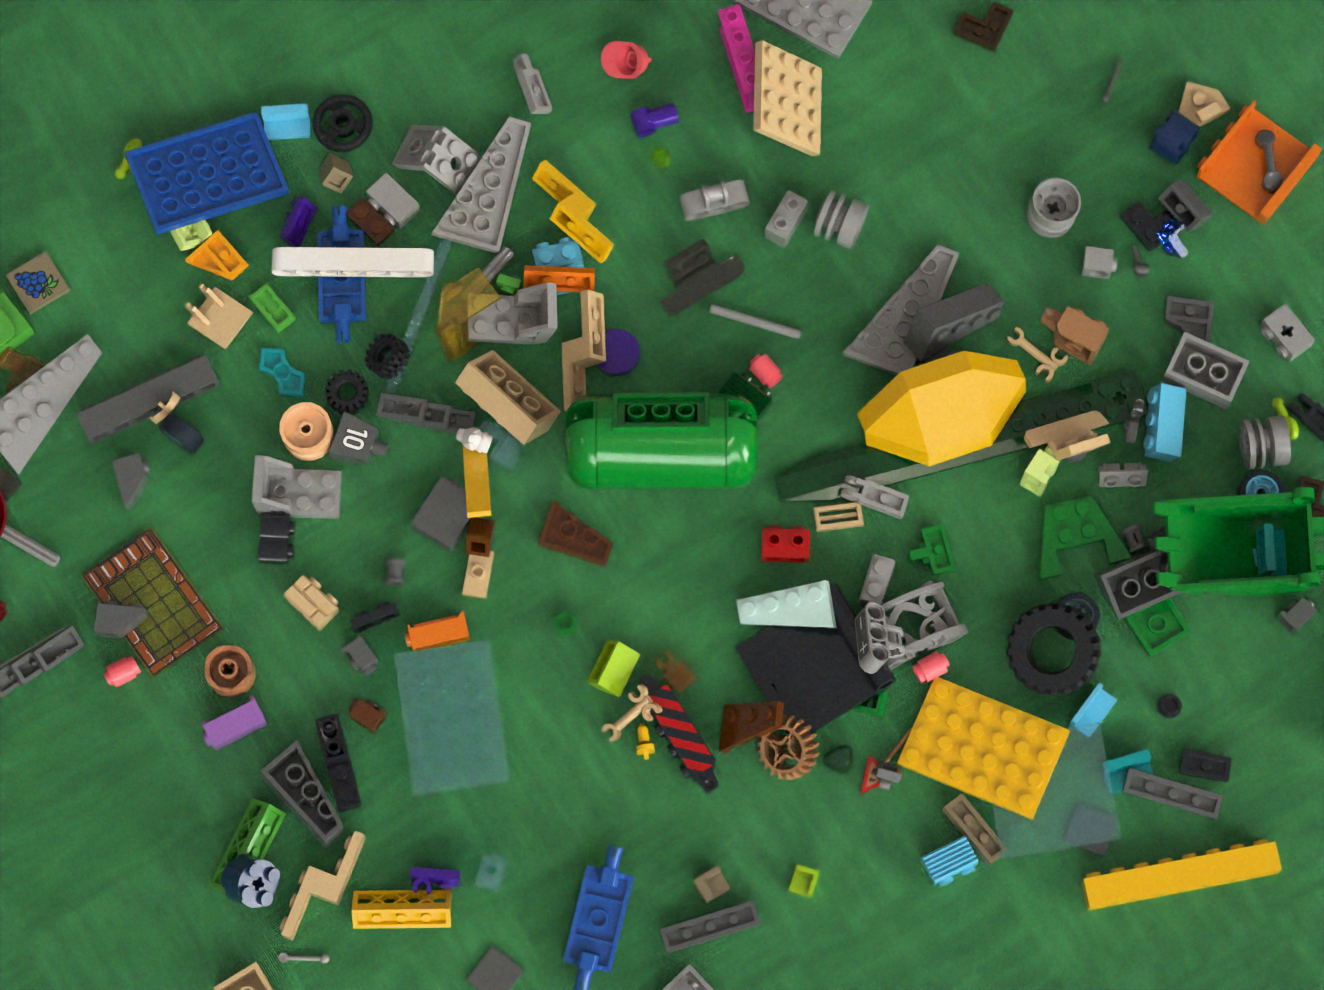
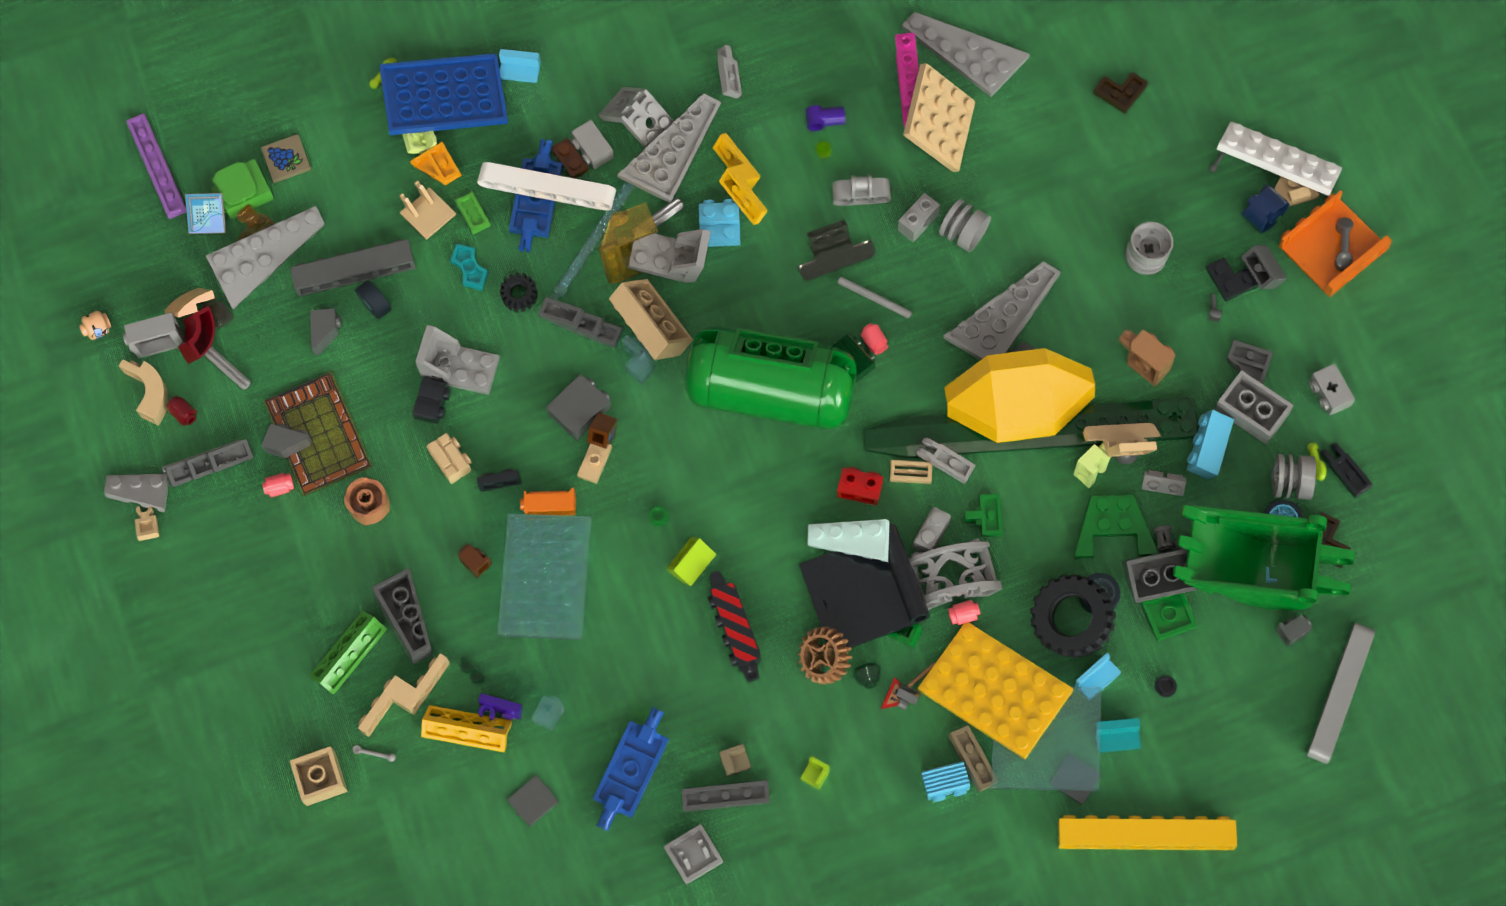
camera: 15 degrees right, 5 degrees down
(166, 408) = (364, 276): tan piece -> none
(234, 725) = (360, 546): medium lavender brick -> none
(250, 881) = (342, 677): dark blue brick -> none
(294, 429) = (477, 317): light nougat wheel -> none
(298, 221) = (510, 147): dark purple plate -> none
(335, 173) = (550, 114): dark tan panel -> none
(336, 104) = (564, 67): black wheel -> none
(338, 763) = (440, 595): black slope -> none
(356, 441) = (517, 333): dark grey torso -> none
(360, 656) = (479, 510): dark grey brick -> none
(385, 838) = (466, 667): none -> dark green piece
(394, 362) = (558, 268): black tyre -> none
(394, 572) = (524, 446): dark grey bush -> none
(474, 439) = (615, 349): white animal -> none
(476, 483) = (610, 380): yellow tile -> none
(508, 285) = (672, 228): bright green plate -> none
(566, 278) = (720, 231): orange plate -> none
(572, 537) = (680, 446): reddish brown wing -> none
(585, 350) = (727, 292): tan bracket -> none
(621, 353) = (751, 301): dark purple tile -> none
(624, 59) = (810, 64): coral piece -> none
(643, 736) = (702, 631): yellow piece -> none
(644, 705) = (708, 597): tan bar -> none
(678, 674) = (744, 577): clear orange plate -> none
(747, 721) = (795, 626): reddish brown wing -> none
(876, 638) = (920, 576): light grey beam -> none
(952, 319) = (1041, 324): dark grey wedge -> none
(1048, 364) = (1118, 378): tan bar -> none
(1098, 262) = (1179, 301): light grey brick -> none
(1132, 425) = (1180, 441): clear smoke plate -> none
(1171, 243) = (1245, 295): clear blue bracket -> none
(1172, 793) = (1153, 761): dark grey plate -> none
(1178, 74) = (1279, 158): none -> white plate
(1205, 765) = (1187, 743): black plate -> none
(1271, 551) = (1281, 568): teal panel -> none

